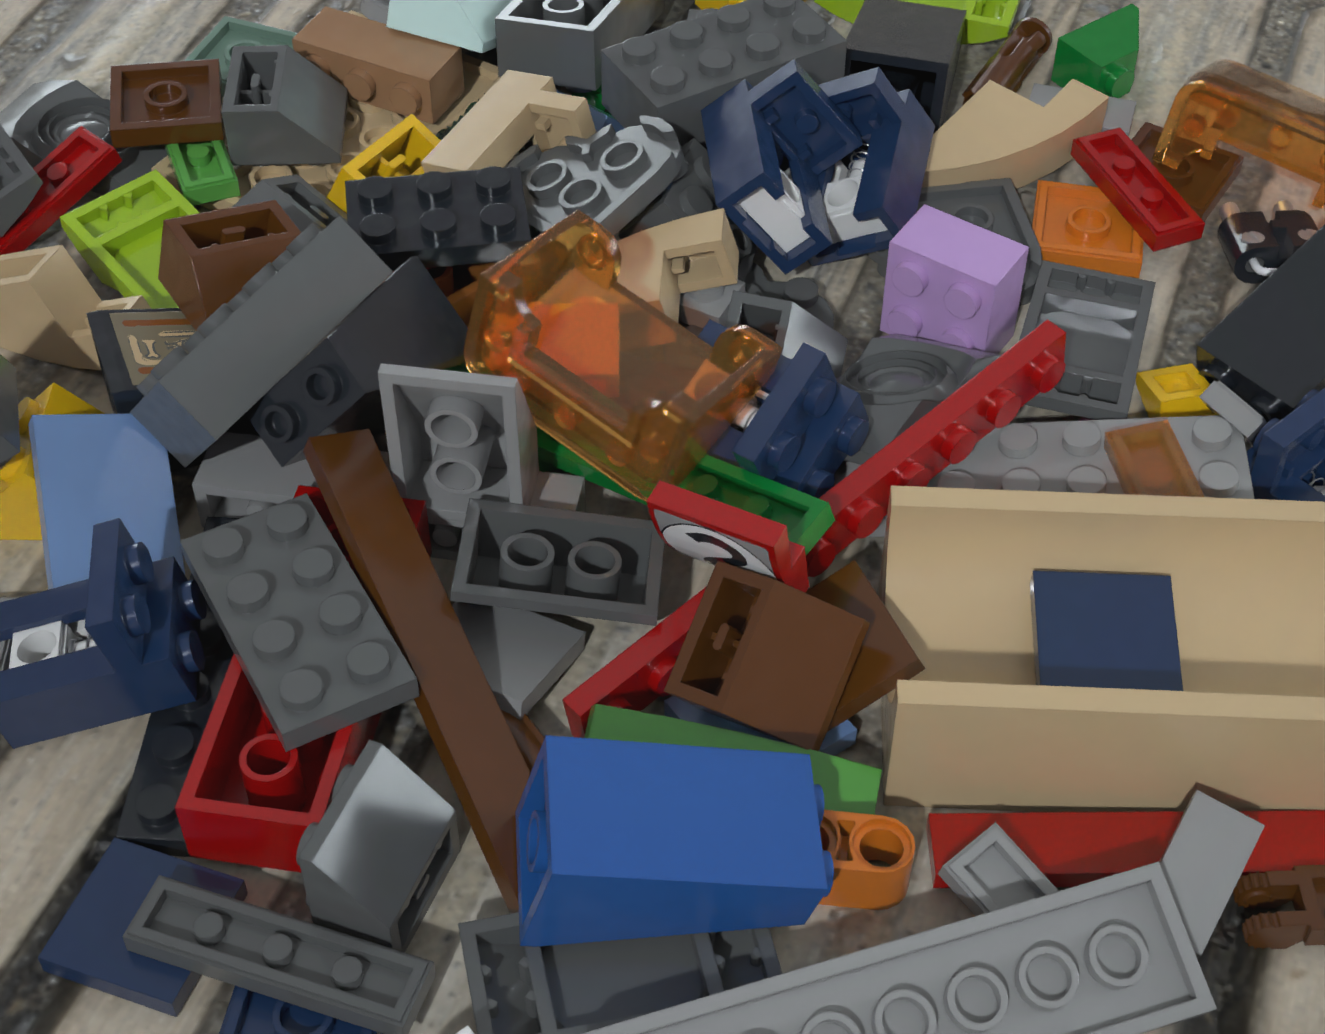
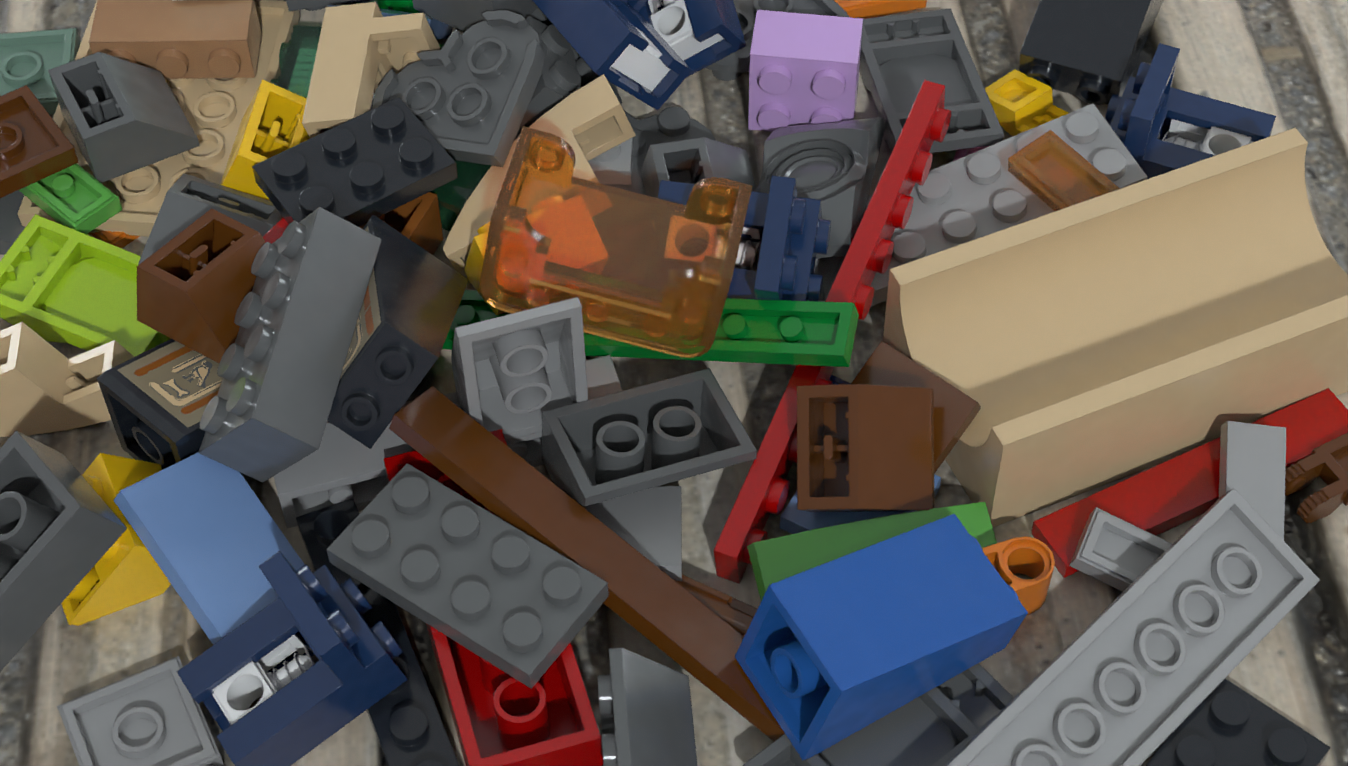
camera: 25 degrees left, 5 degrees up
(726, 534) = (795, 362): red slope -> none
(1104, 631) = (1098, 327): dark blue tile -> none
(1233, 409) = (1076, 97): light grey tile -> none

